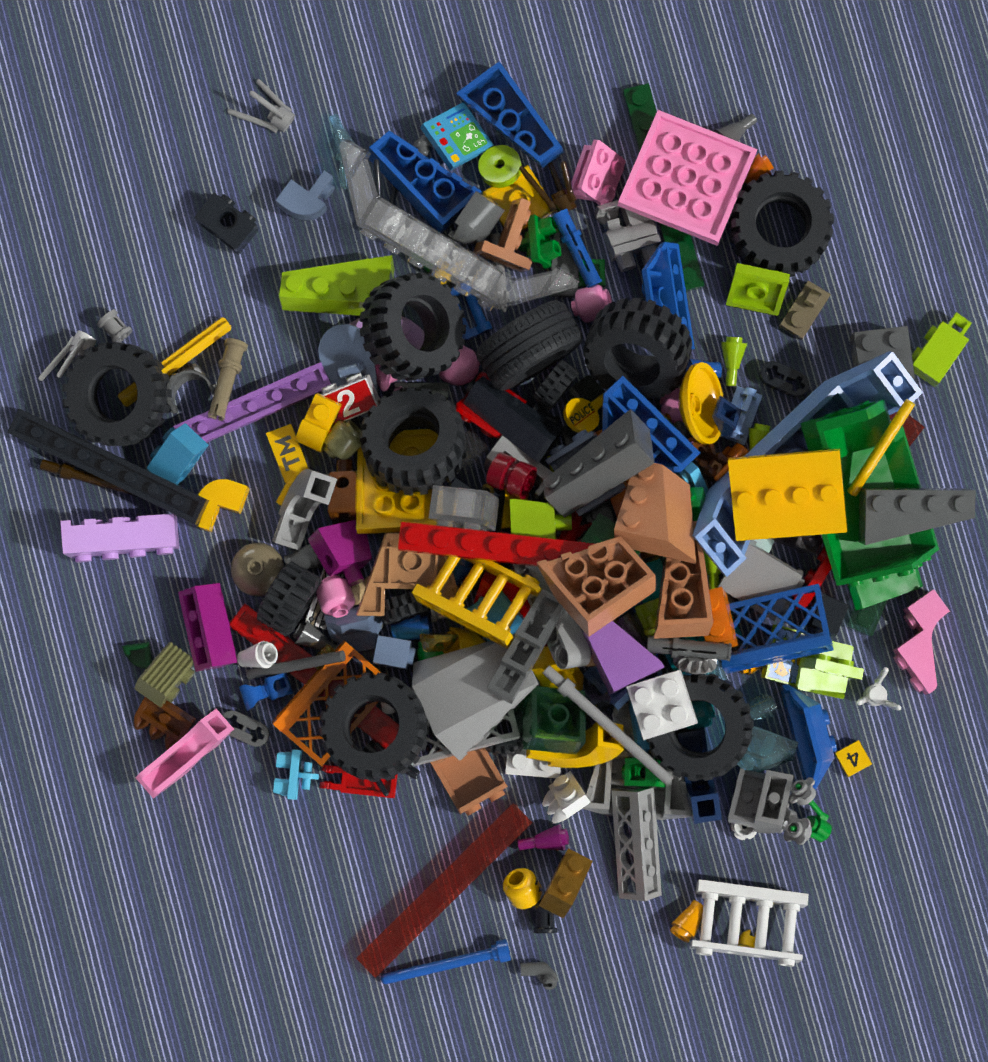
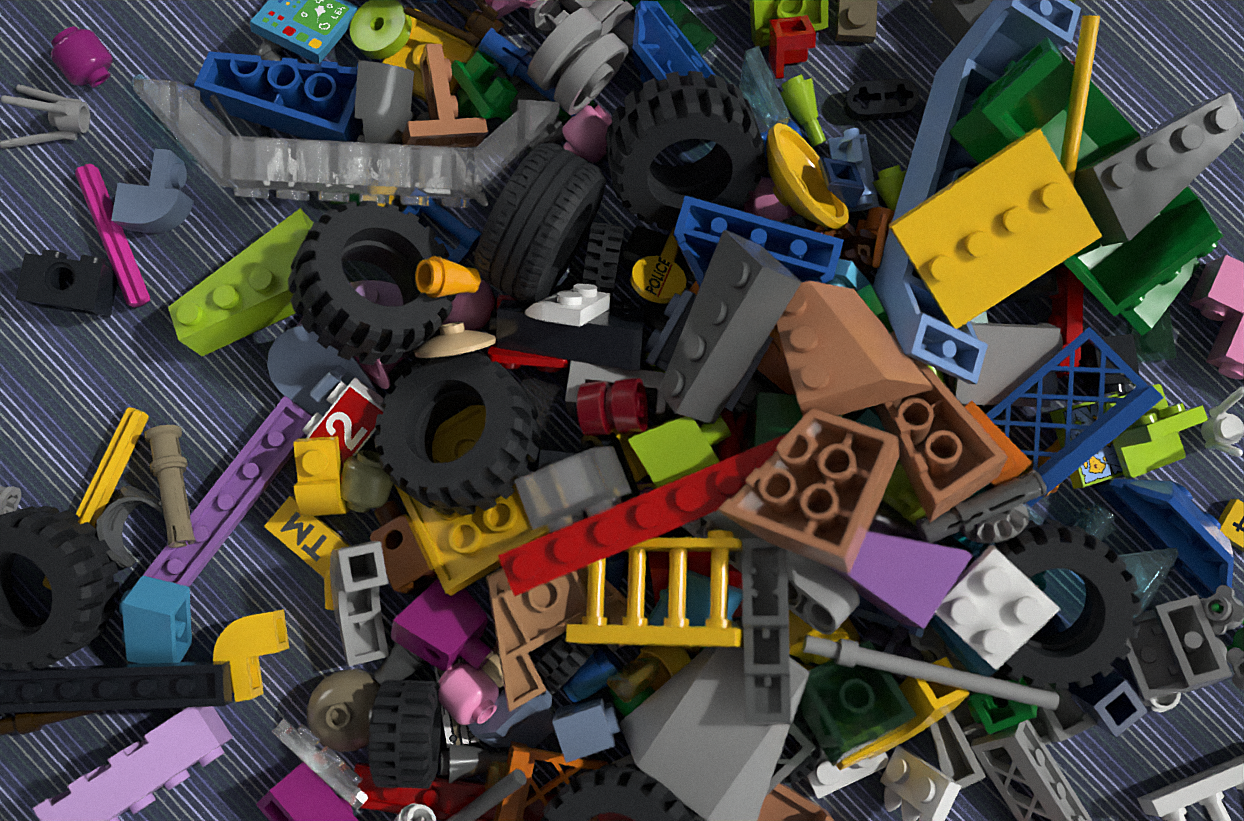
camera: 25 degrees left, 0 degrees up
(233, 588) = (323, 763): none -> clear plate
(267, 206) = (112, 236): none -> dark pink axle
(308, 86) = (81, 57): none -> magenta head
(441, 387) = (453, 341): none -> tan dish
(455, 347) = (443, 278): none -> light orange cone
(521, 404) = (571, 306): none -> white plate
(605, 261) = (577, 60): none -> light grey wheel
(707, 336) = (761, 91): none -> clear light blue tile
(745, 313) = (789, 42): none -> red panel

